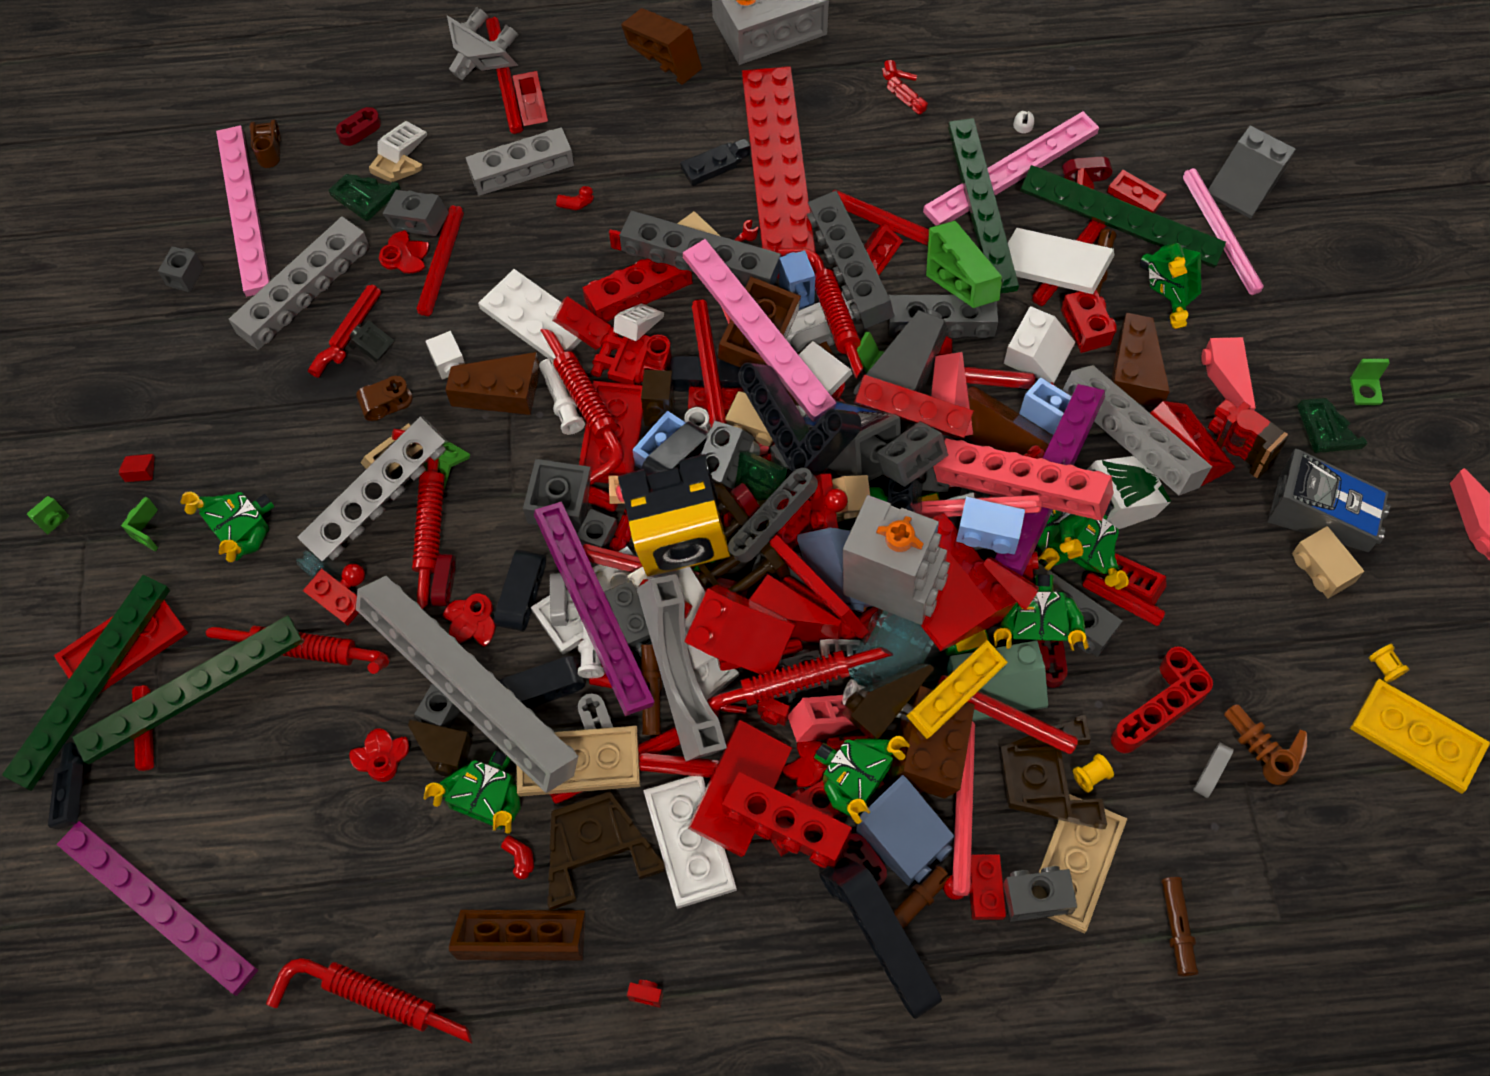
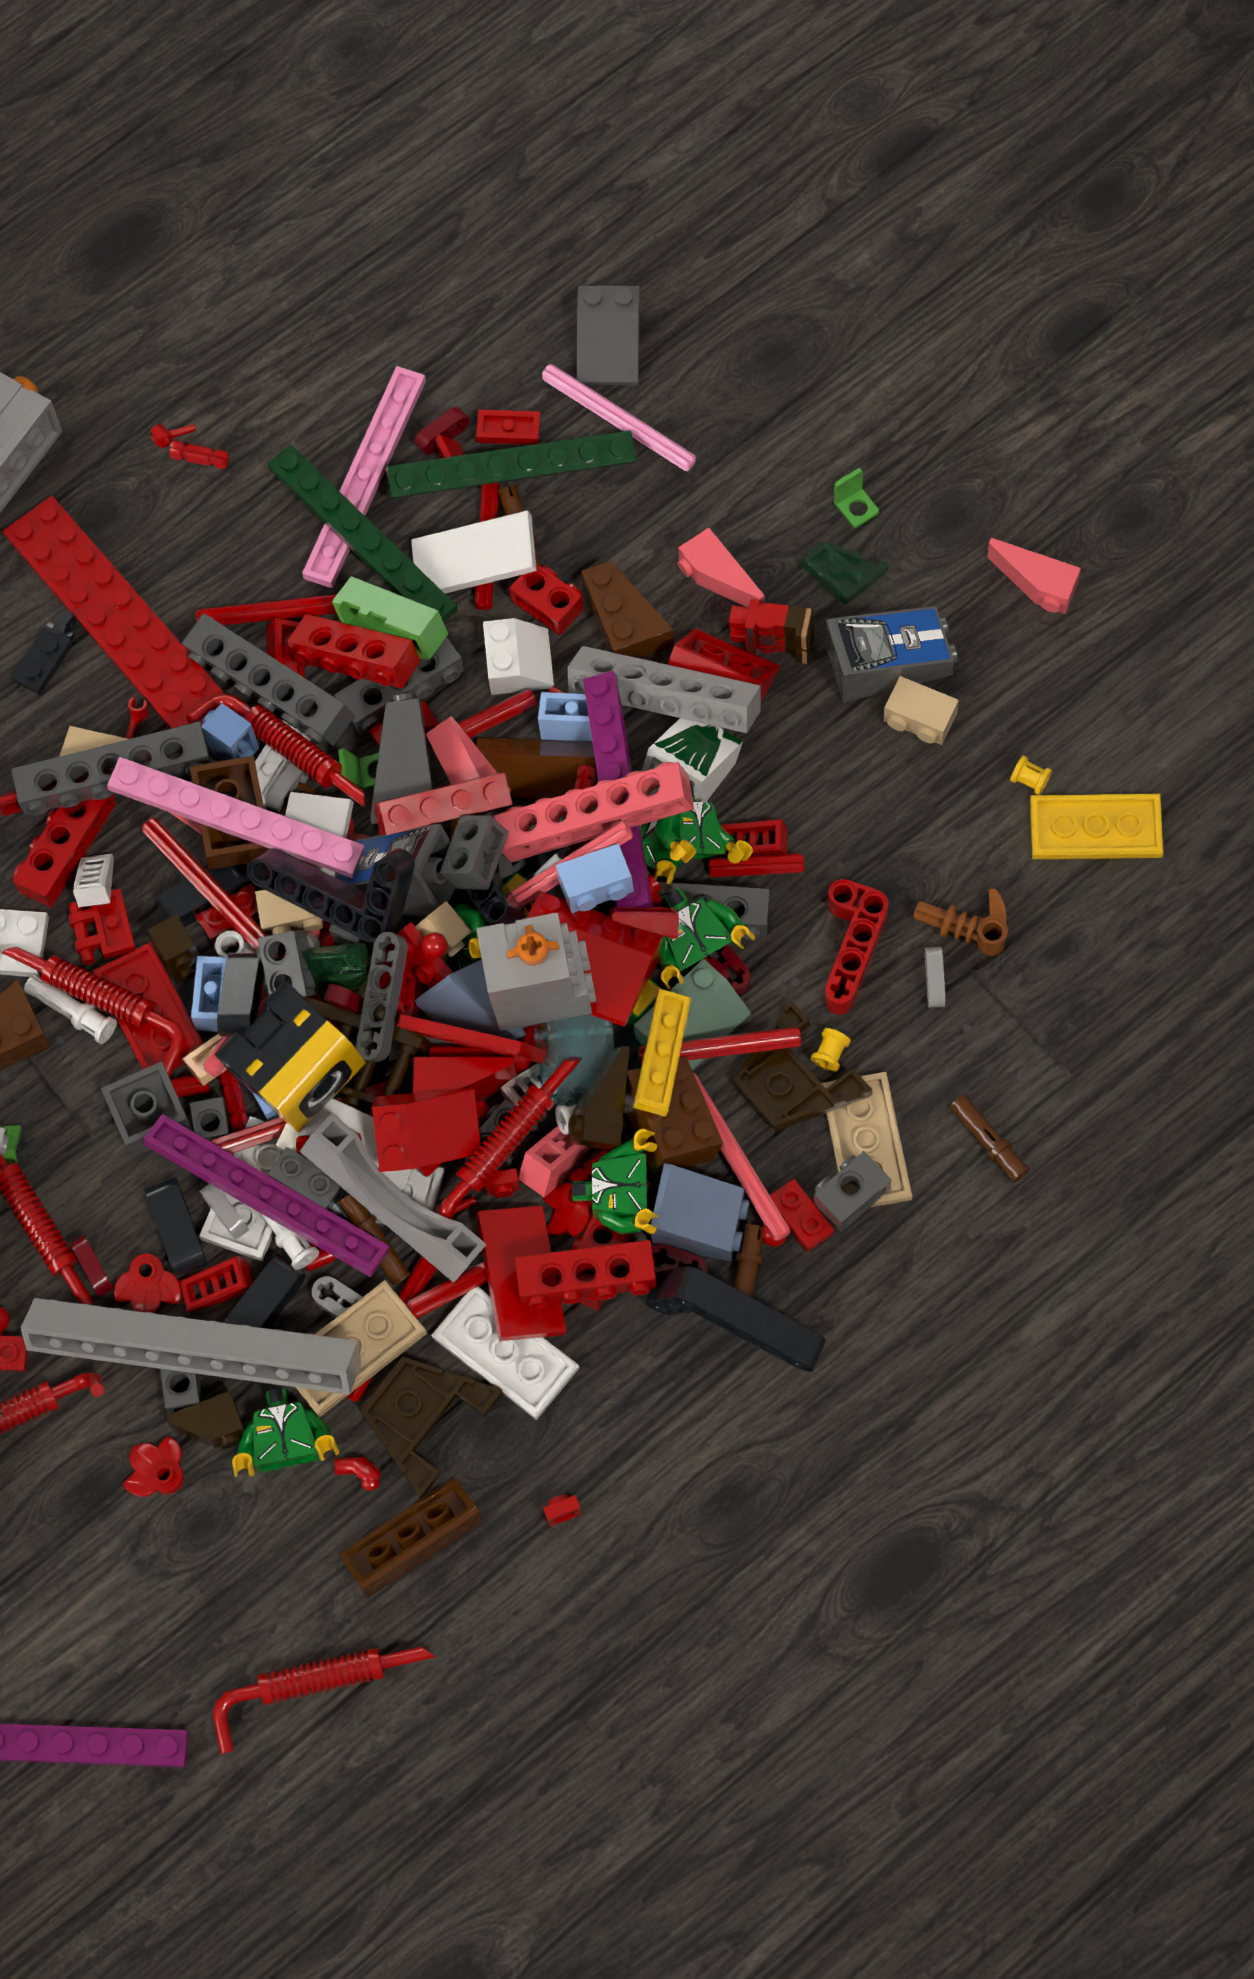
camera: 30 degrees left, 5 degrees up
(538, 650) = (220, 1295): none -> red slope
(581, 323) = (38, 918): red plate -> none
(653, 360) = (143, 914): red piece -> none
(924, 273) = (354, 651): none -> red brick
(1019, 126) = (335, 414): white hinge -> none
(1175, 275) = (605, 500): green torso -> none

